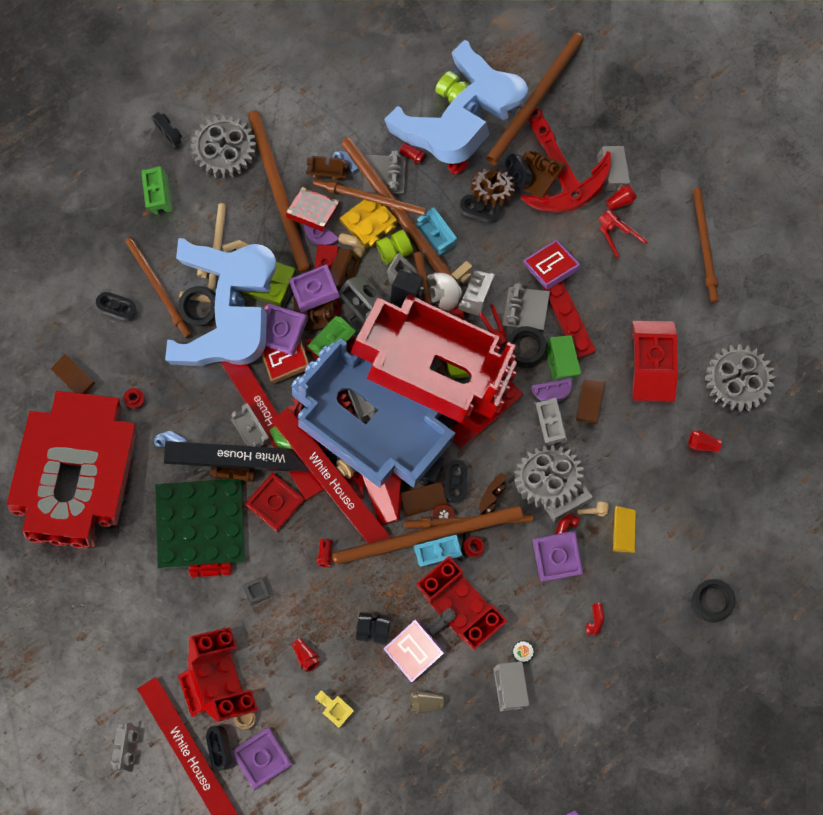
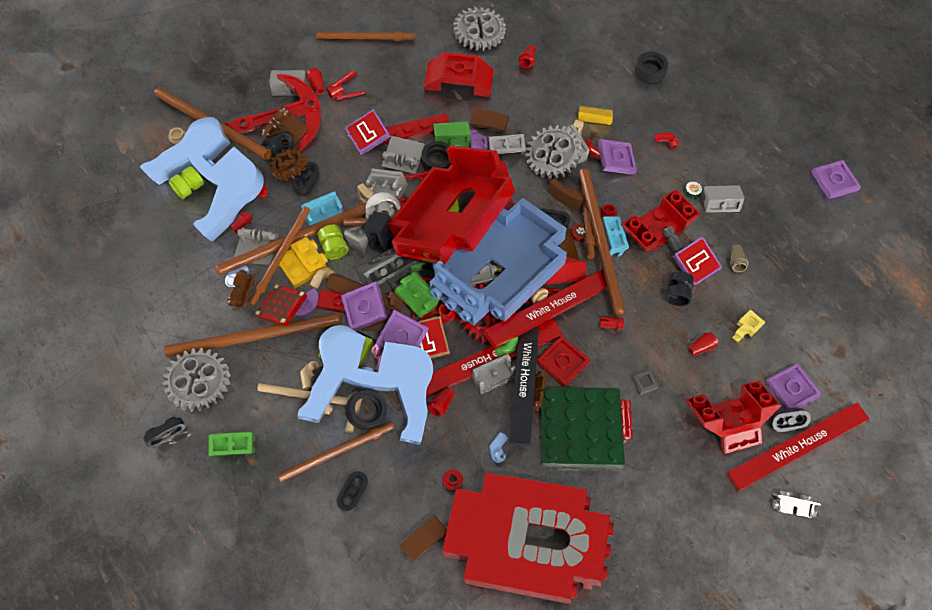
camera: 90 degrees left, 10 degrees down
(214, 378) = (440, 403): none -> red cone
(519, 67) = (176, 135): none -> tan plate

